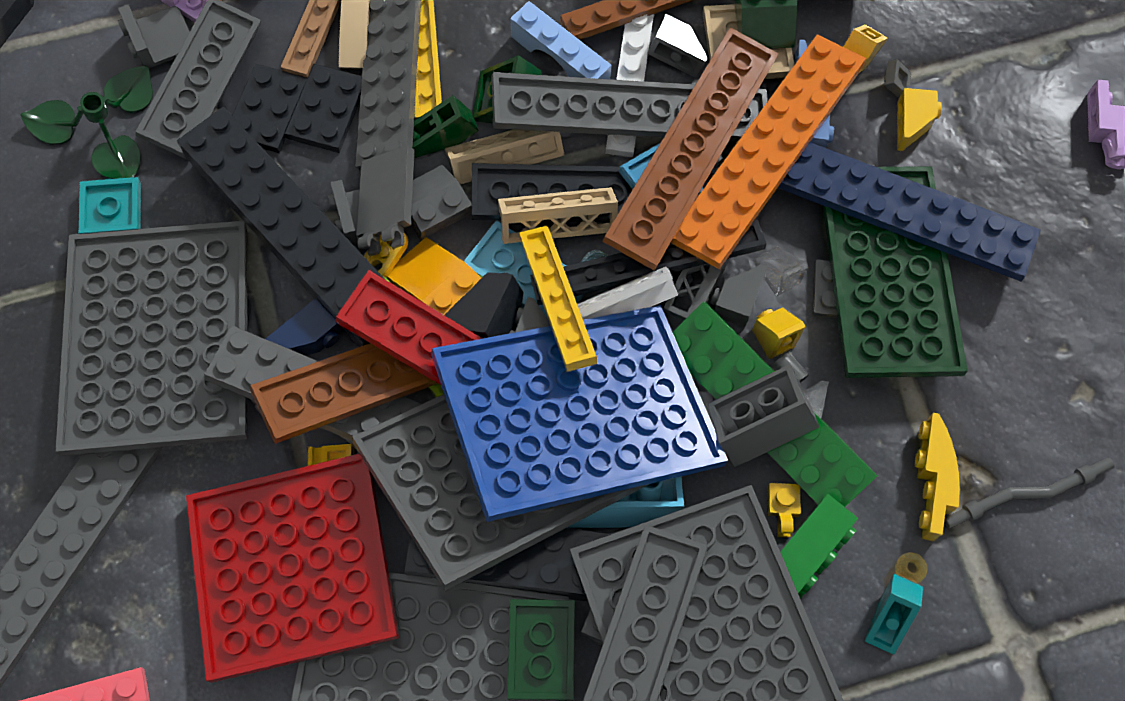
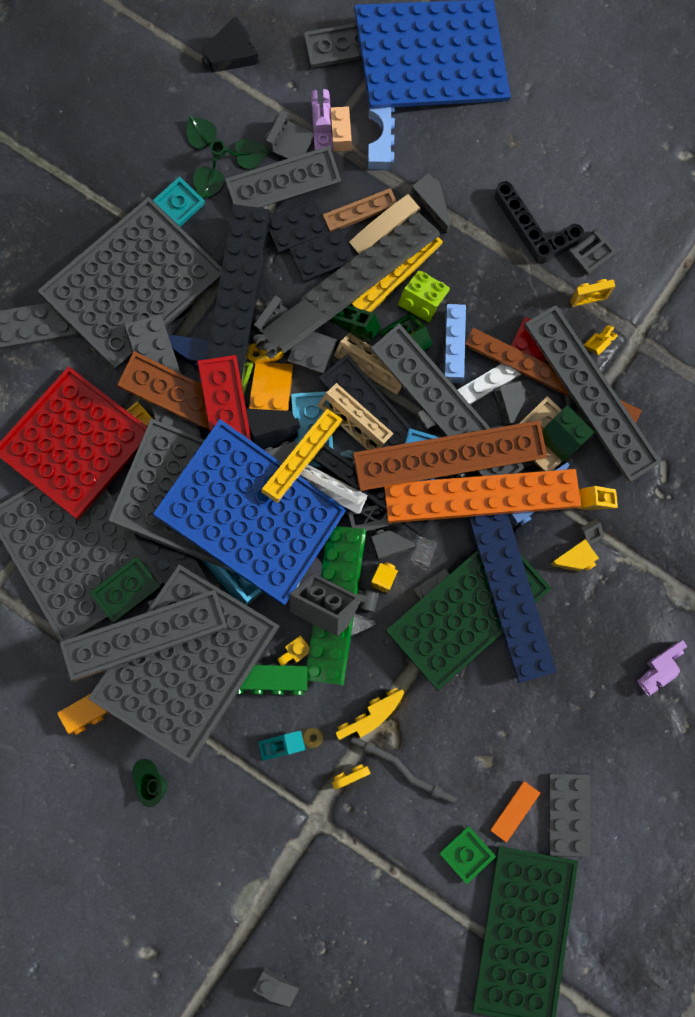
camera: 50 degrees right, 10 degrees up
(475, 41) = (423, 296): none -> lime bracket
(995, 569) = (342, 779): none -> yellow plate

